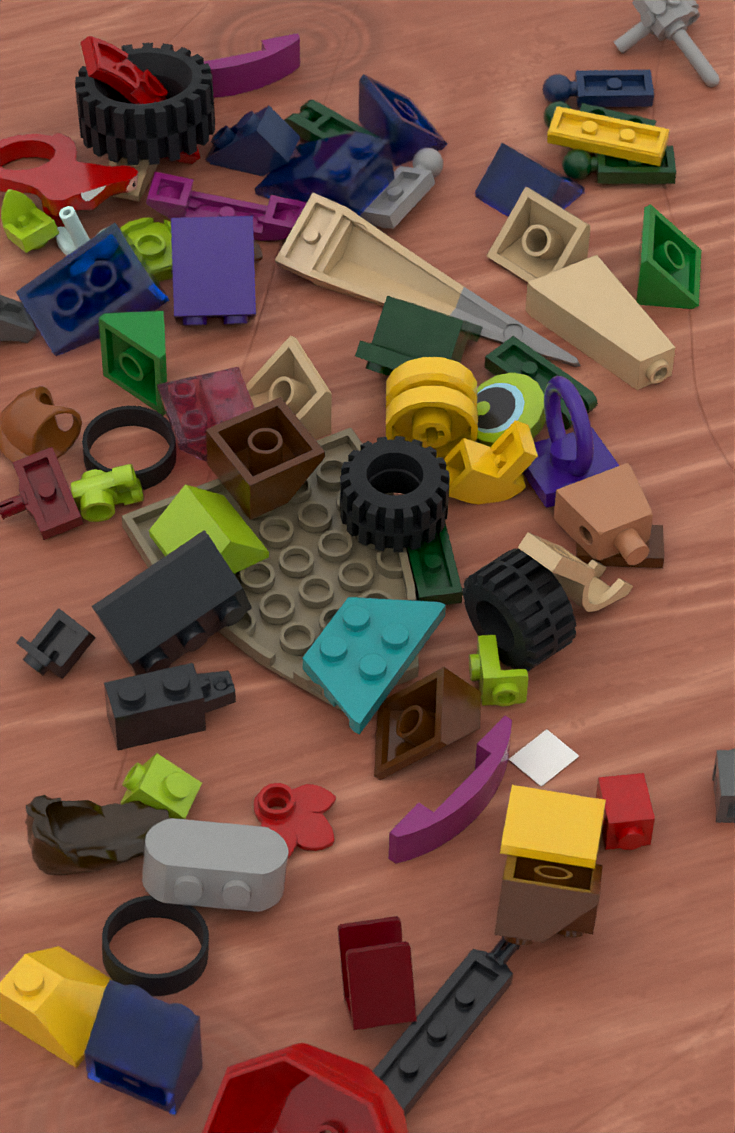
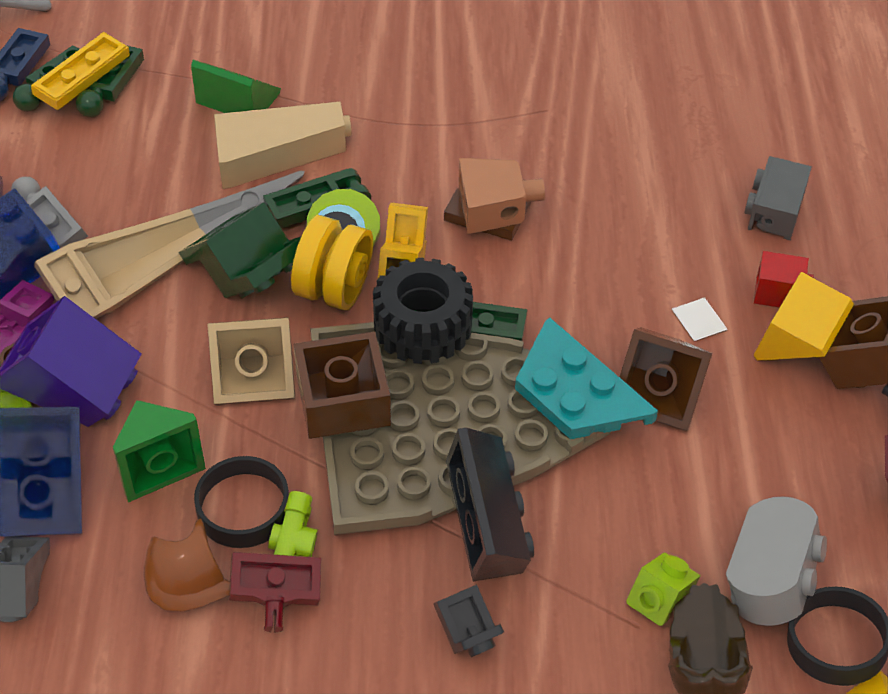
camera: 70 degrees left, 0 degrees up
(164, 704) = (575, 554): black hinge -> none
(202, 403) = (251, 414): clear pink slope -> none
(204, 510) = (403, 465): lime slope -> none
(302, 817) = (724, 495): red plate -> none
(428, 830) = (742, 370): magenta slope -> none
(496, 685) = (617, 318): lime bracket -> none
(513, 171) = (94, 142): clear blue slope -> none
(521, 607) = (581, 269): black tyre -> none
(539, 238) = (168, 146): tan slope -> none
(565, 456) = (432, 191): dark purple tile -> none
(577, 578) = (568, 222): tan piece -> none

